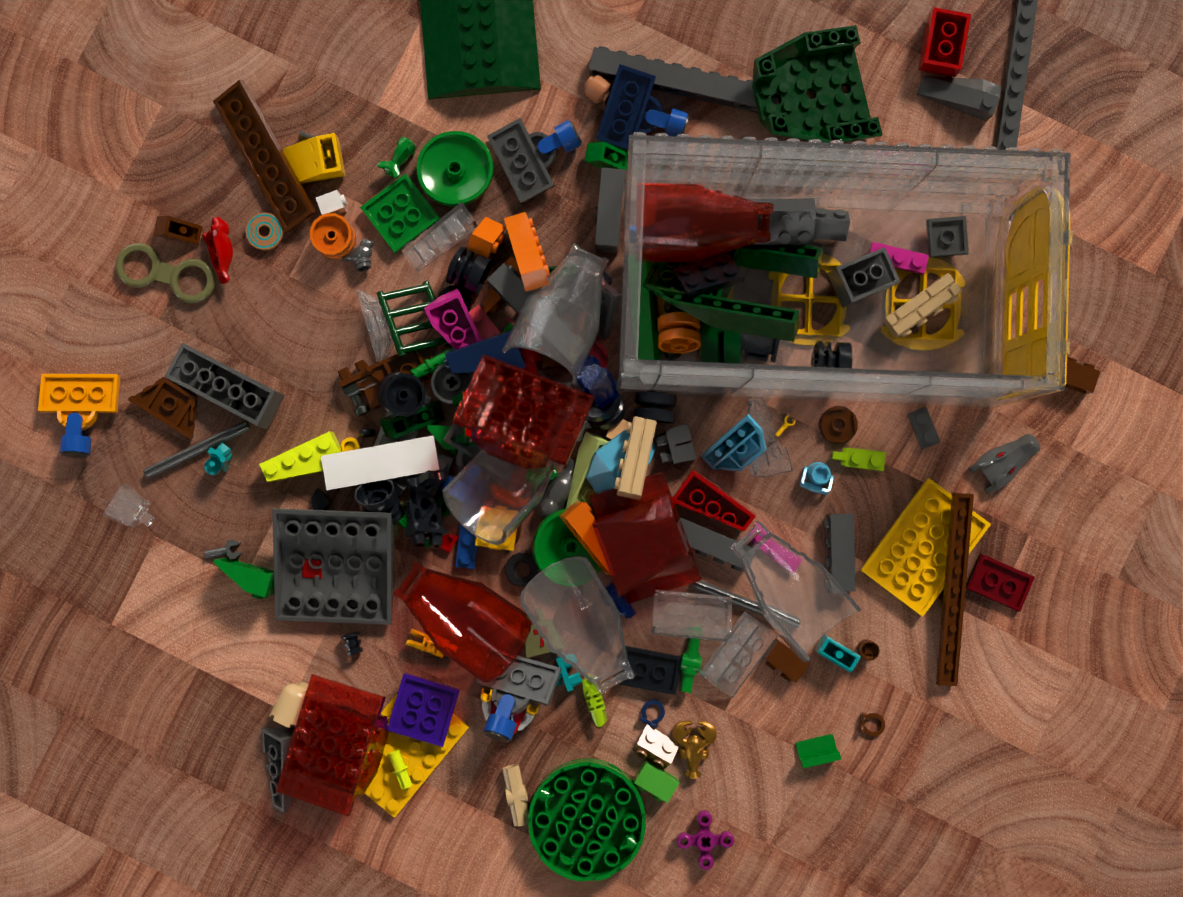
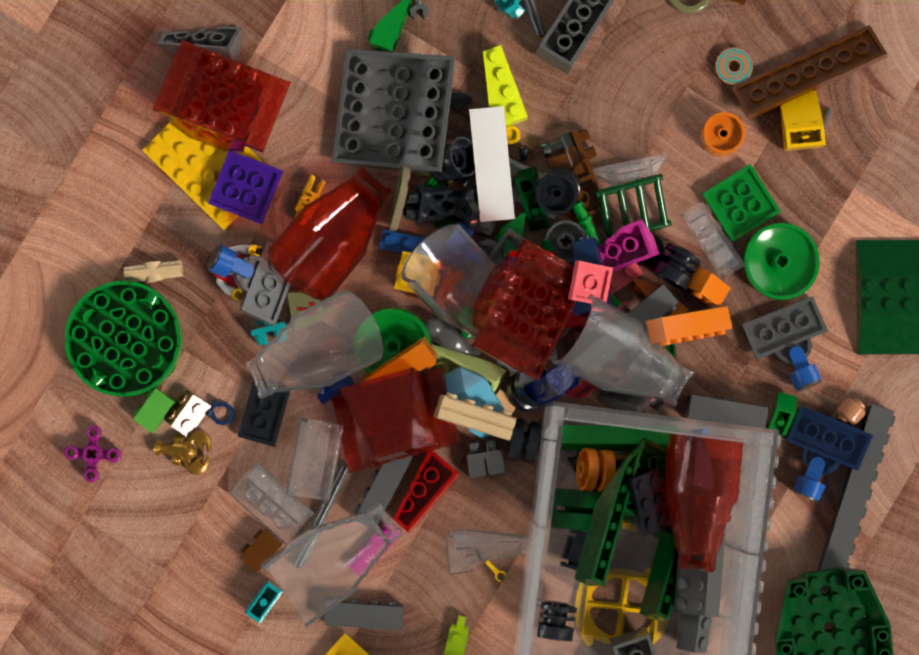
camera: 90 degrees right, 0 degrees up
(219, 248) = (720, 20): red animal -> none
(289, 704) = (262, 57): tan cylinder -> none
(309, 572) = (390, 85): red tile -> none
(332, 203) = (756, 135): white brick -> none
(352, 643) = (316, 122): black bush -> none
(361, 255) = (701, 161): dark grey animal -> none
(400, 769) = (189, 160): neon yellow axle -> none
(404, 149) = (799, 208): green animal -> none
(421, 553) = (399, 197): none -> dark tan tile
(449, 541) = (408, 225): red tile -> none
(488, 352) = (589, 279): none -> coral plate
(510, 569) = (377, 284): black tyre -> none
(594, 703) = (236, 356): lime hinge -> none
(690, 664) = (266, 454): green pin -> none
(736, 447) = (477, 518): medium azure wedge -> none
(817, 475) = (442, 599): medium azure piece -> none
(817, 751) = (169, 573): green panel -> none
(849, 421) = (492, 636): reddish brown tile -> none
(862, 728) = (186, 622): reddish brown piece -> none
(871, 649) = (265, 636): reddish brown wheel -> none

